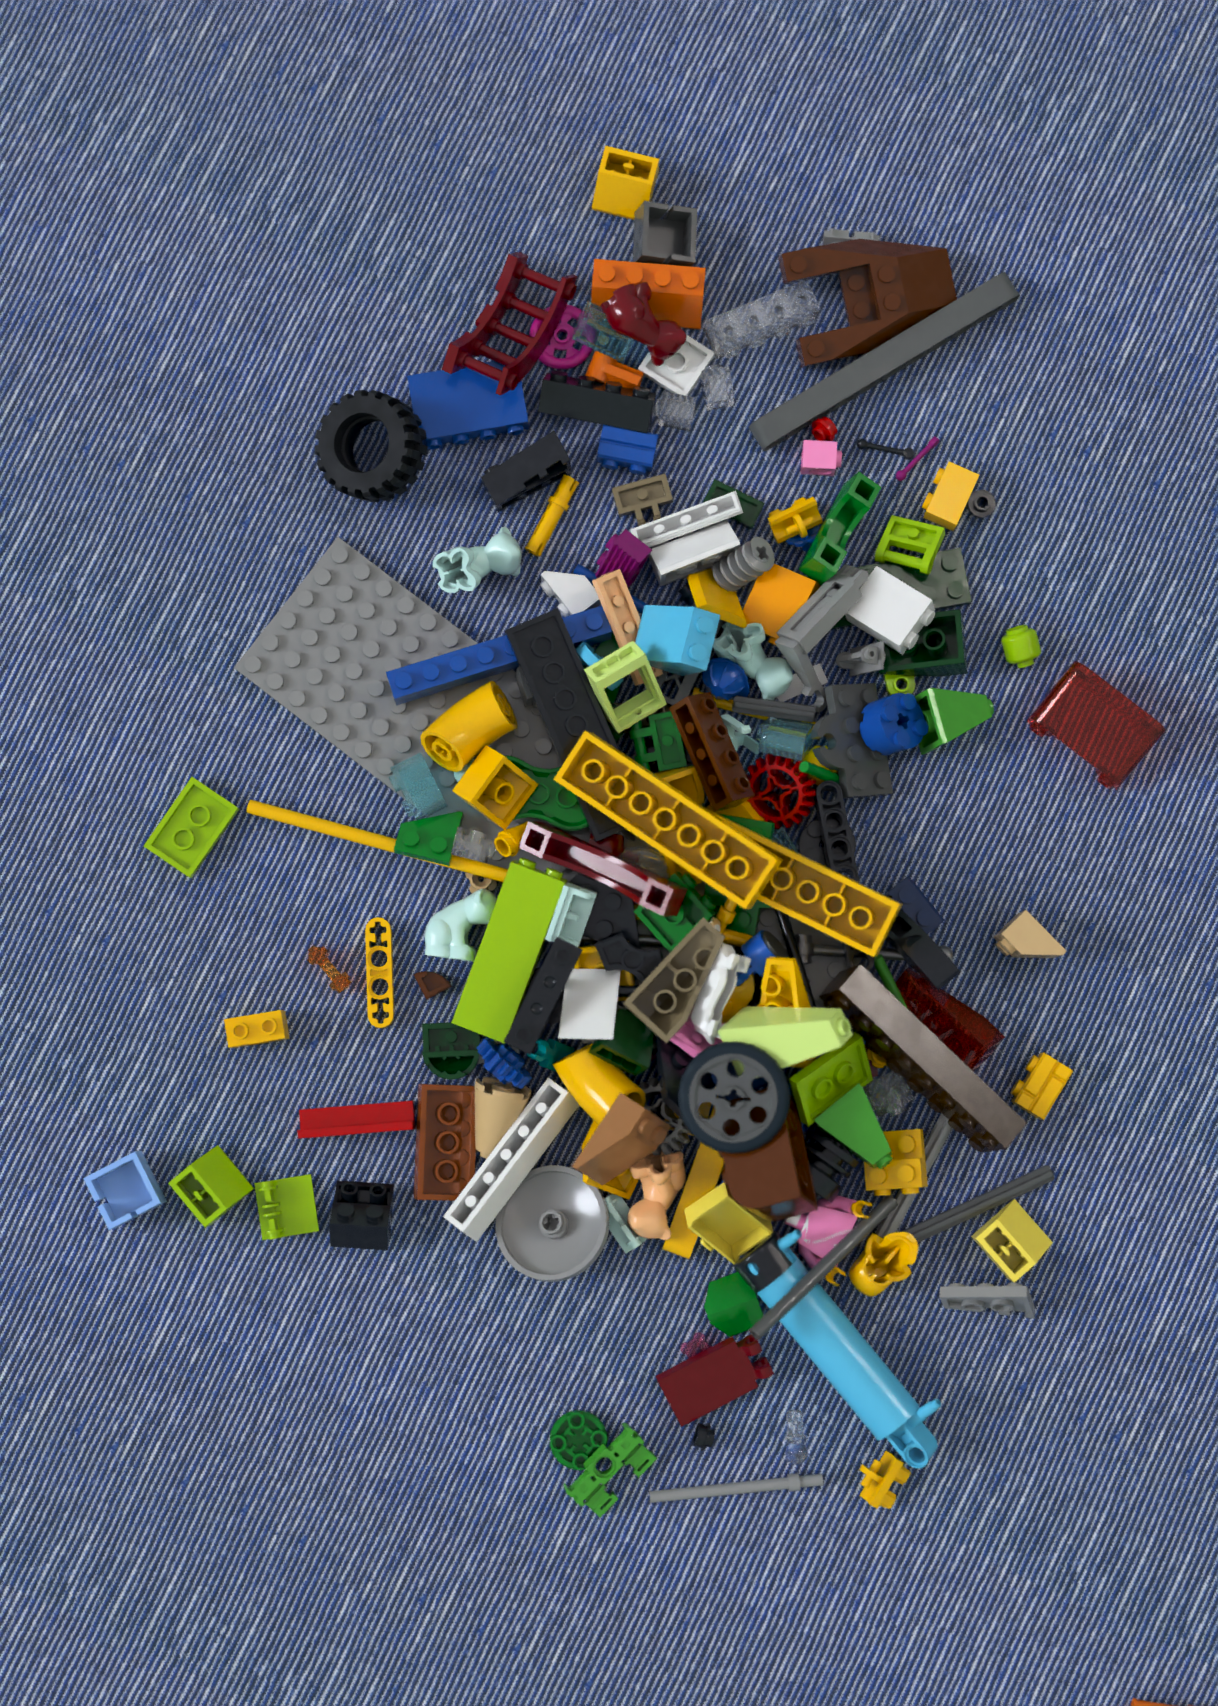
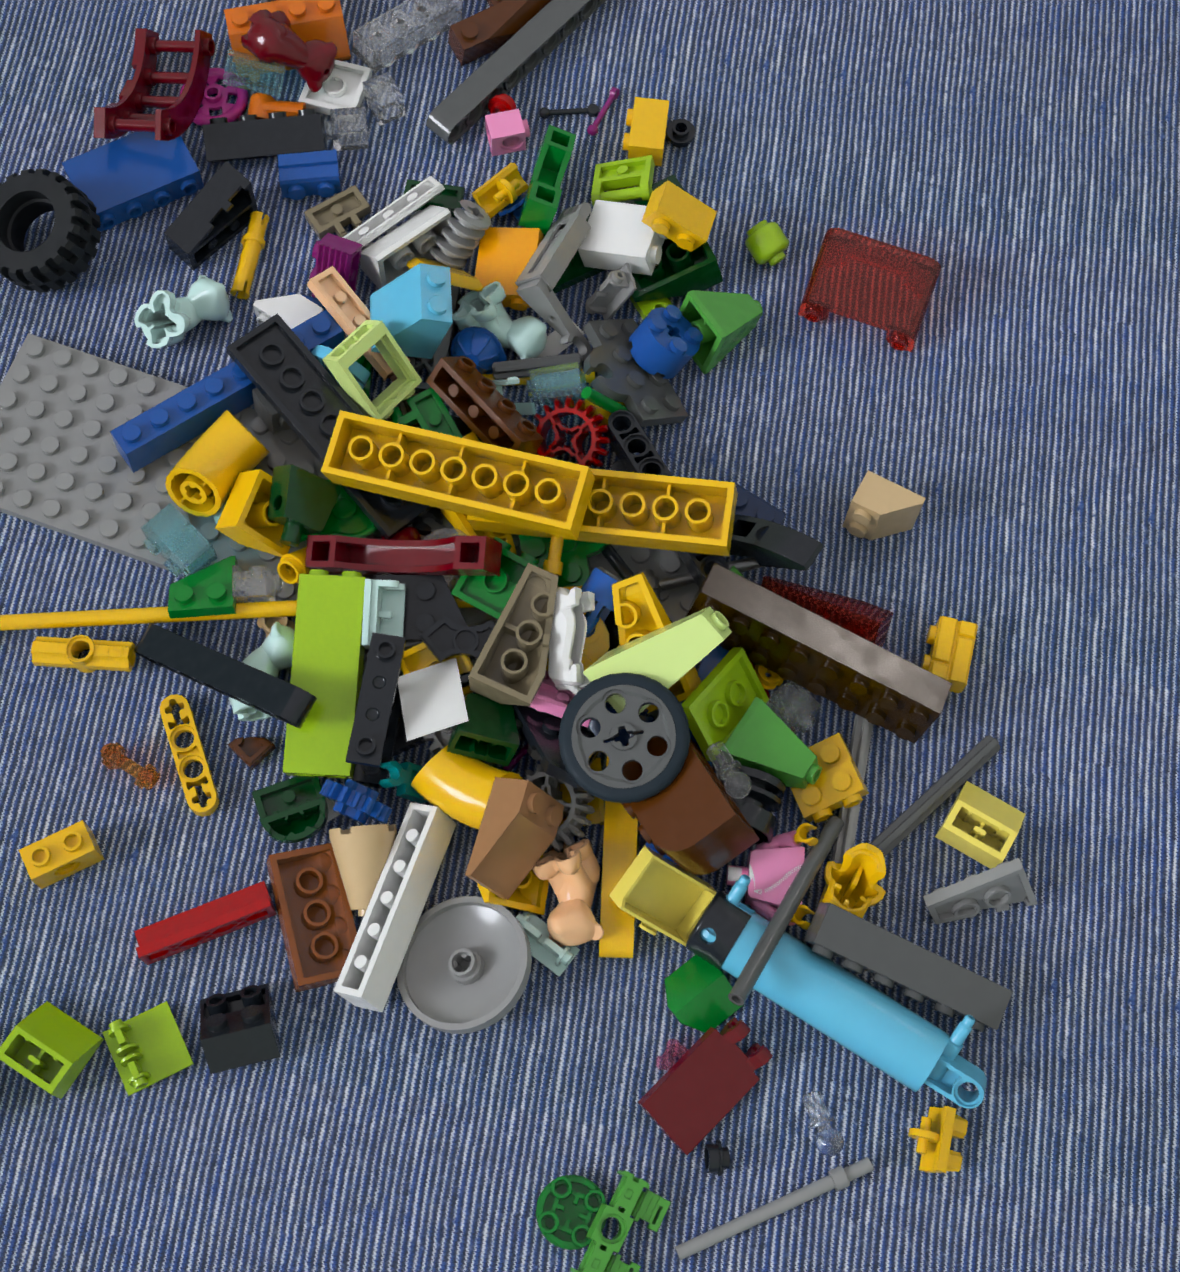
camera: 25 degrees left, 15 degrees down
(298, 852) = (65, 653): none -> yellow piece
(426, 924) = (226, 675): none -> black beam
(529, 792) = (300, 502): none -> dark green torso
(816, 1156) = (736, 783): none -> clear axle
(905, 1342) = (907, 966): none -> dark grey brick
(942, 616) = (679, 216): none -> yellow brick

